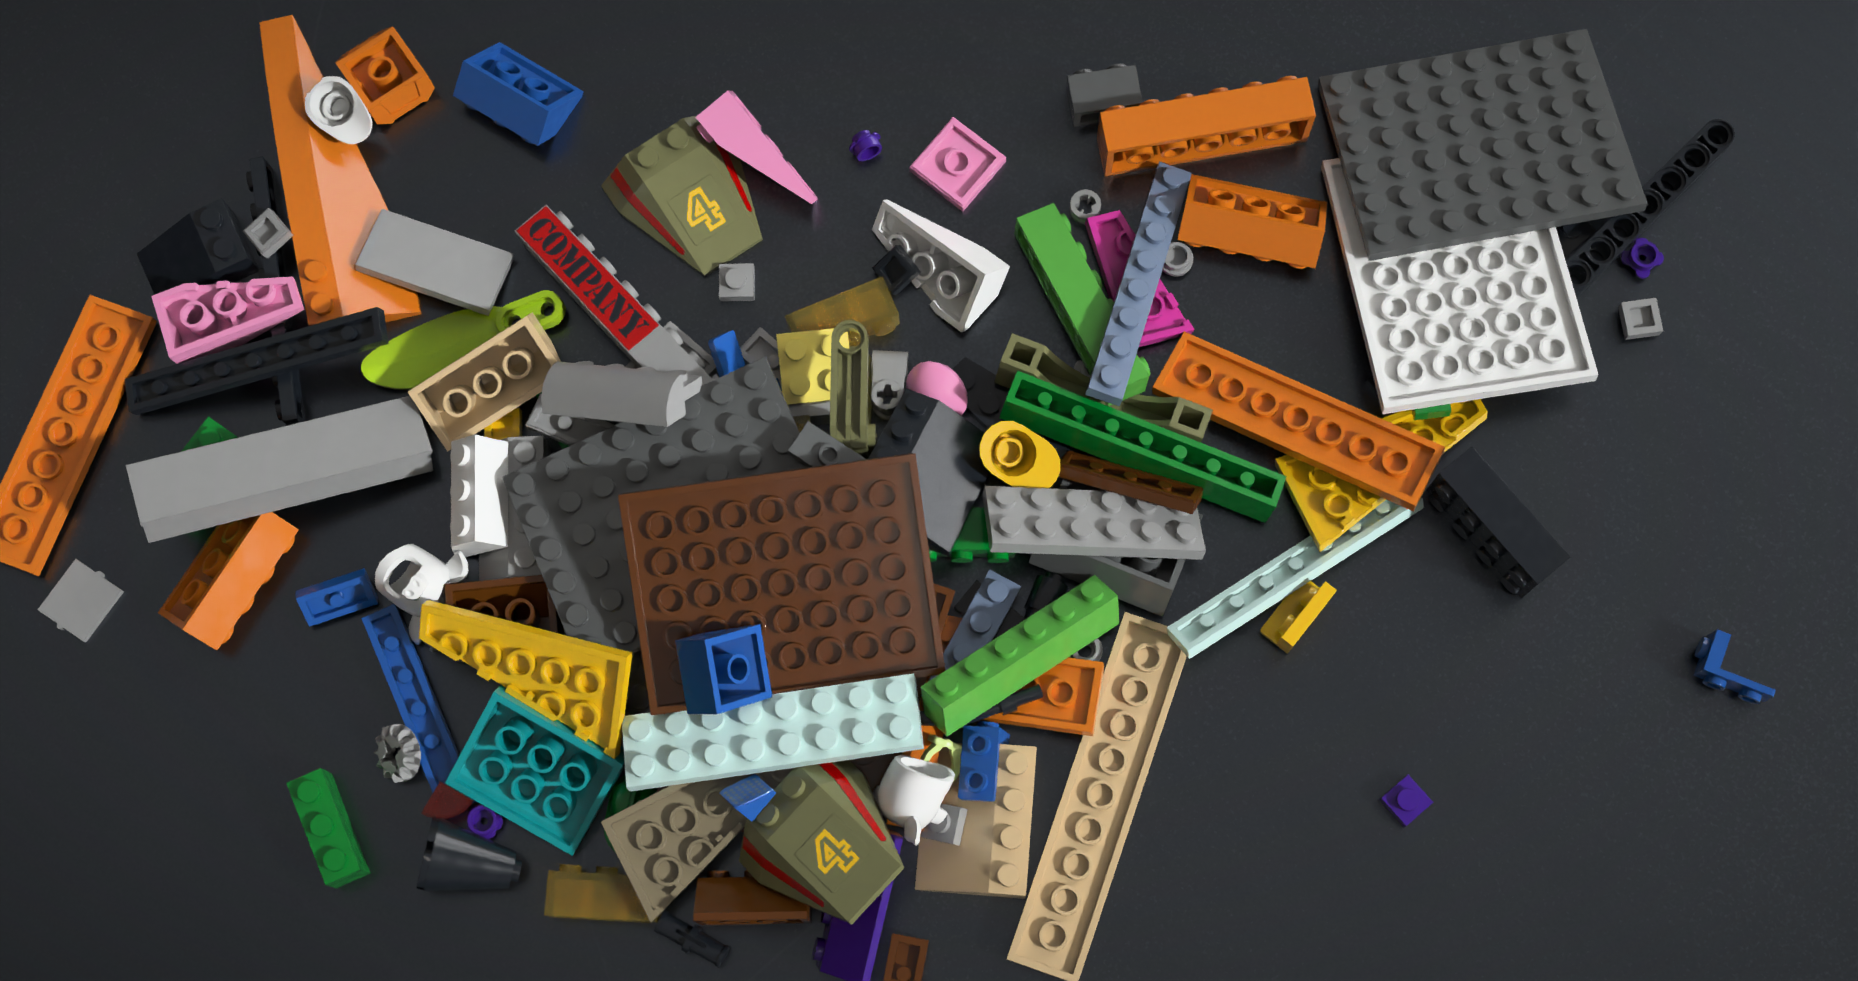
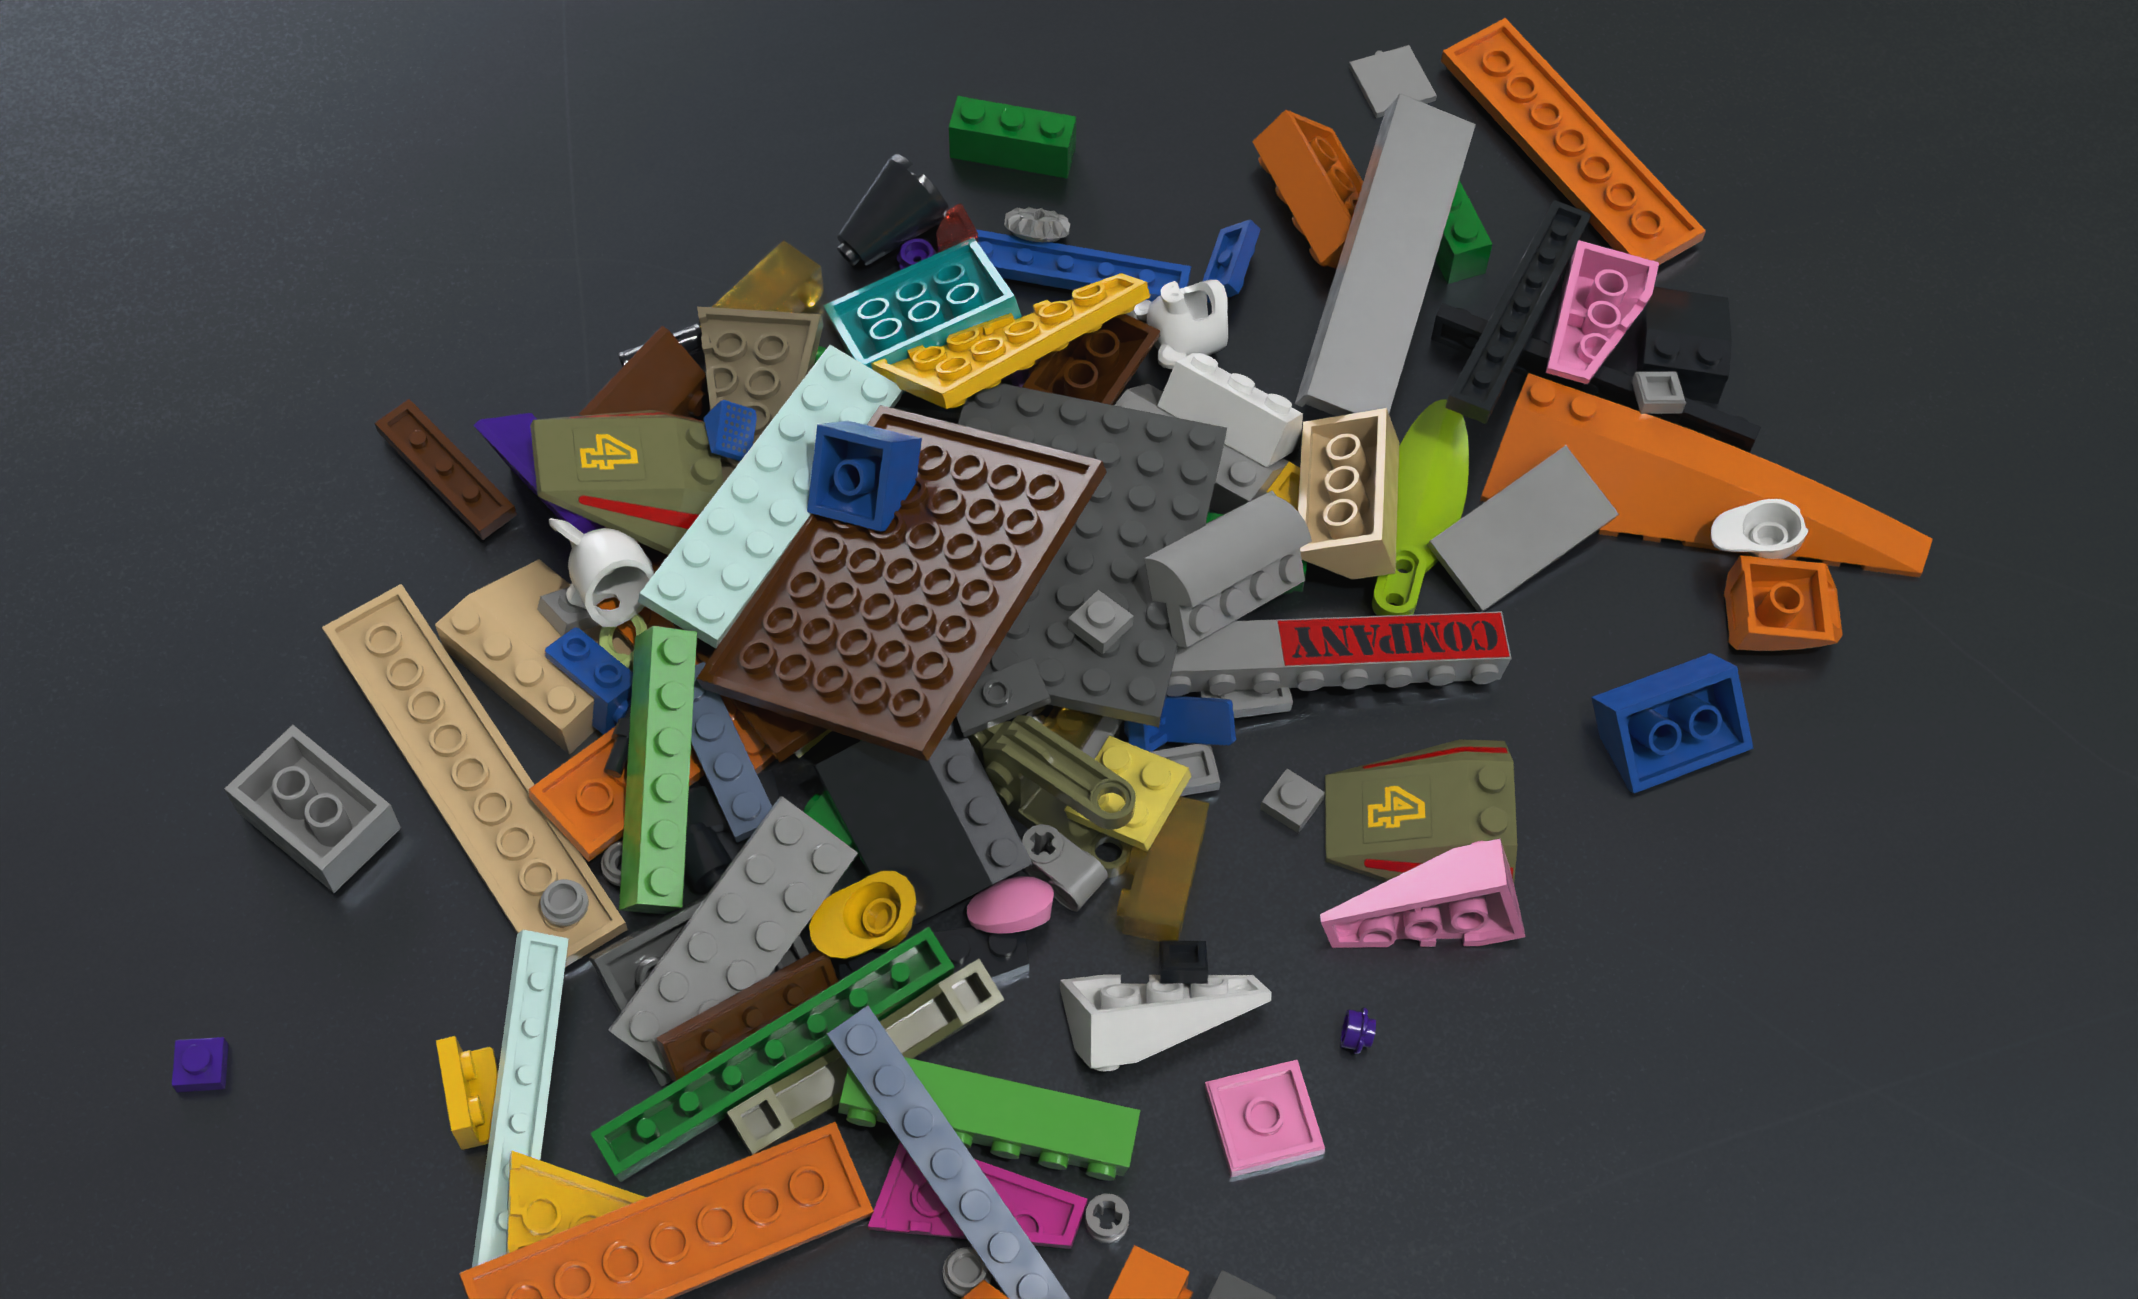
camera: 120 degrees right, 15 degrees down
(726, 434) = (1100, 621): none -> light grey plate
(1144, 653) = (564, 902): none -> light grey plate
(1205, 868) = (313, 808): none -> light grey brick

